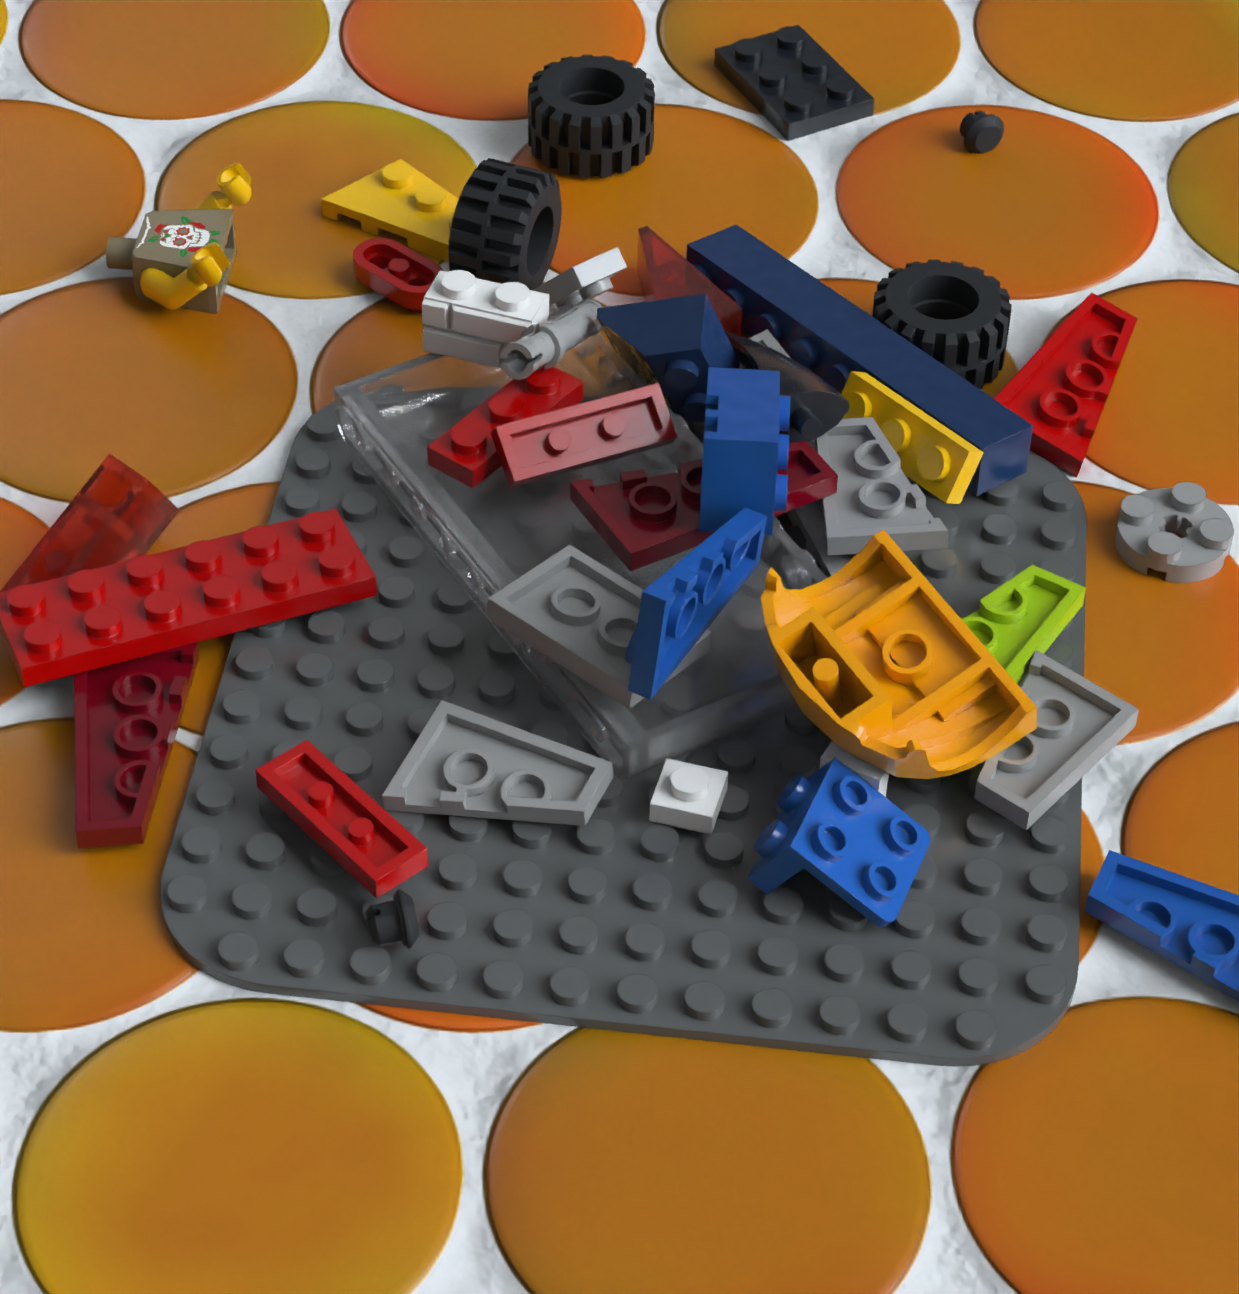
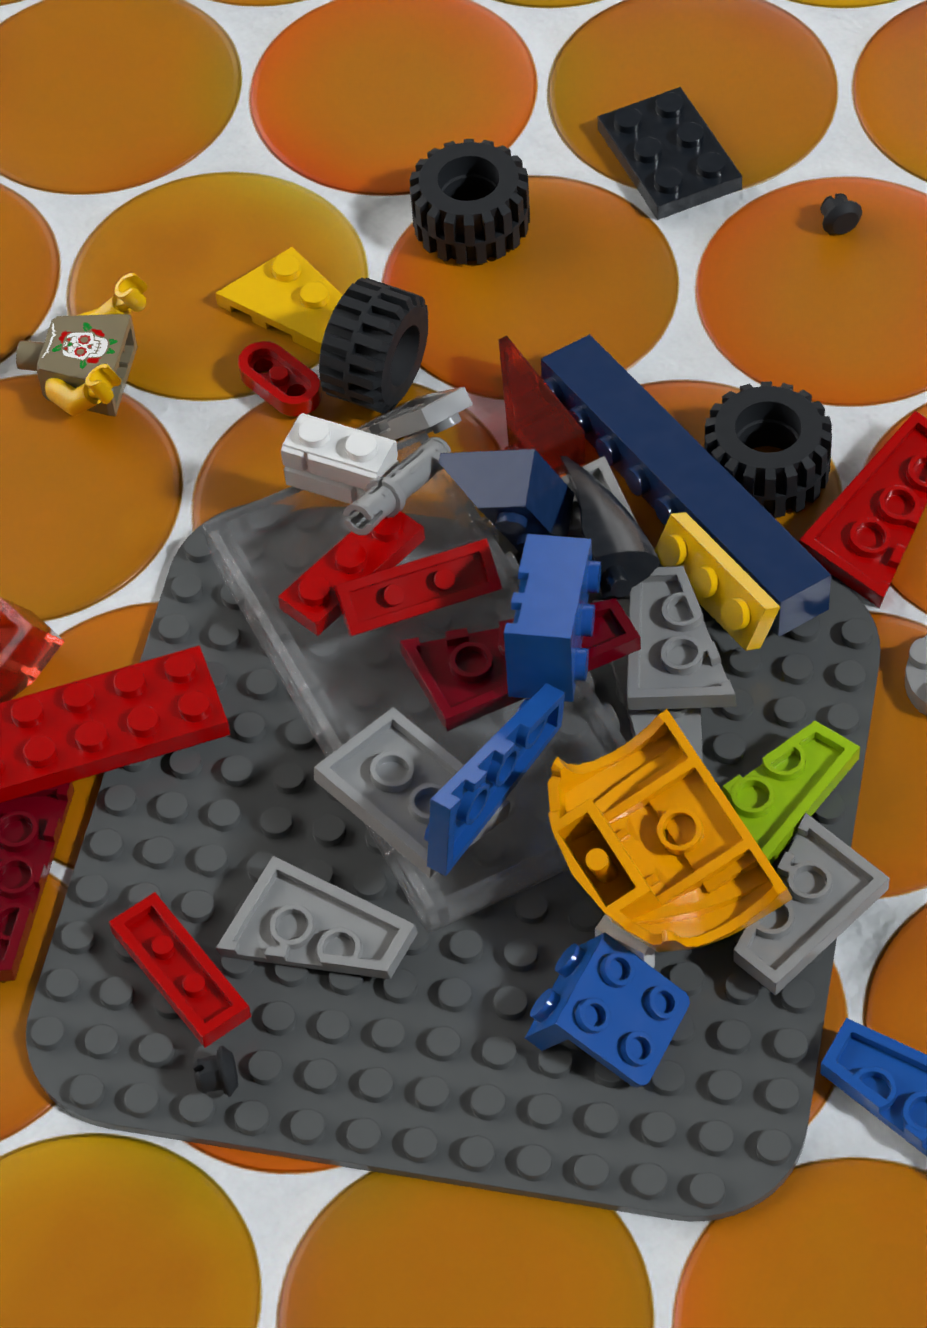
camera: 10 degrees right, 10 degrees up
(688, 796) = (482, 952): white plate -> none

